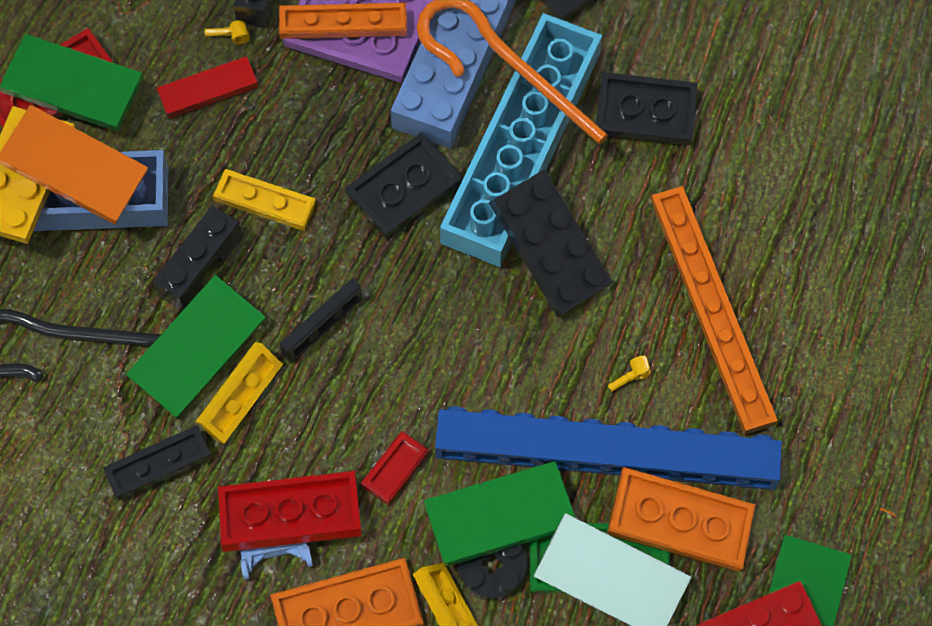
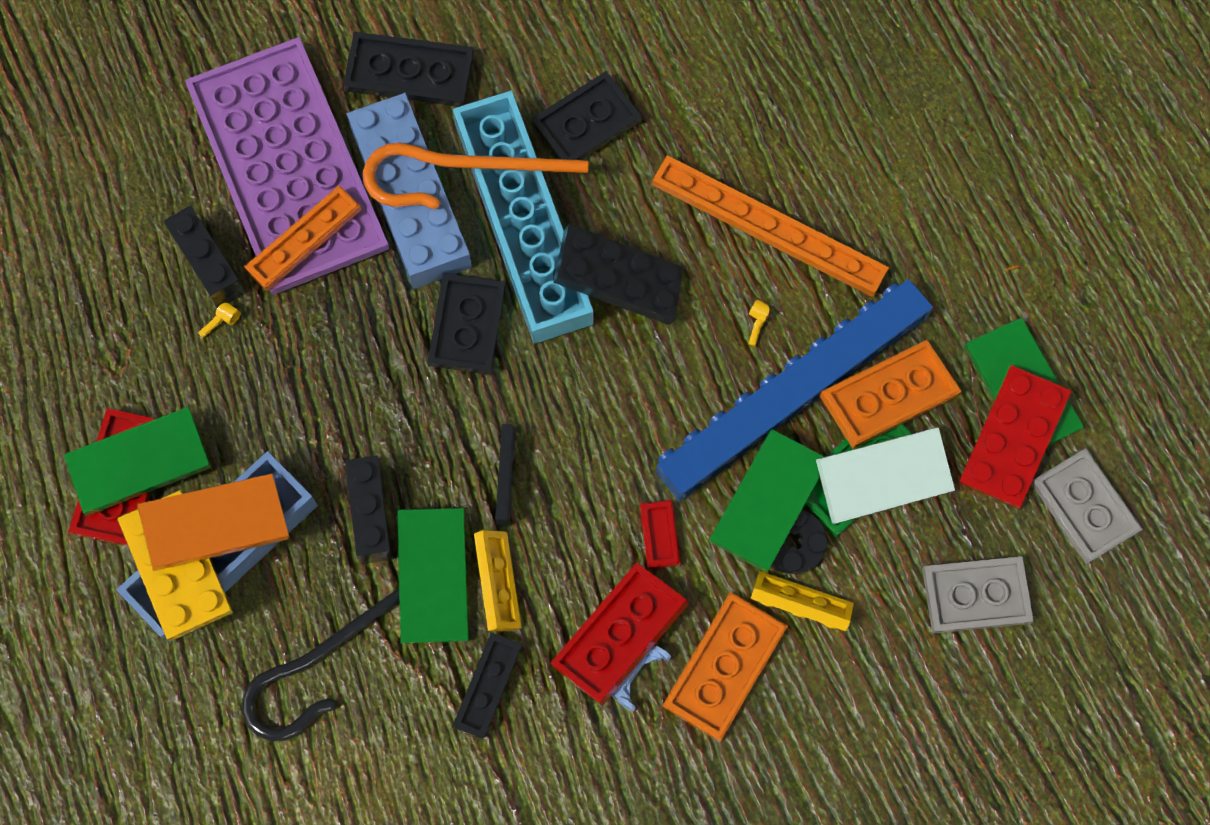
camera: 45 degrees left, 5 degrees up
(207, 87) = (244, 376): red tile -> none
(264, 199) = (371, 423): yellow tile -> none

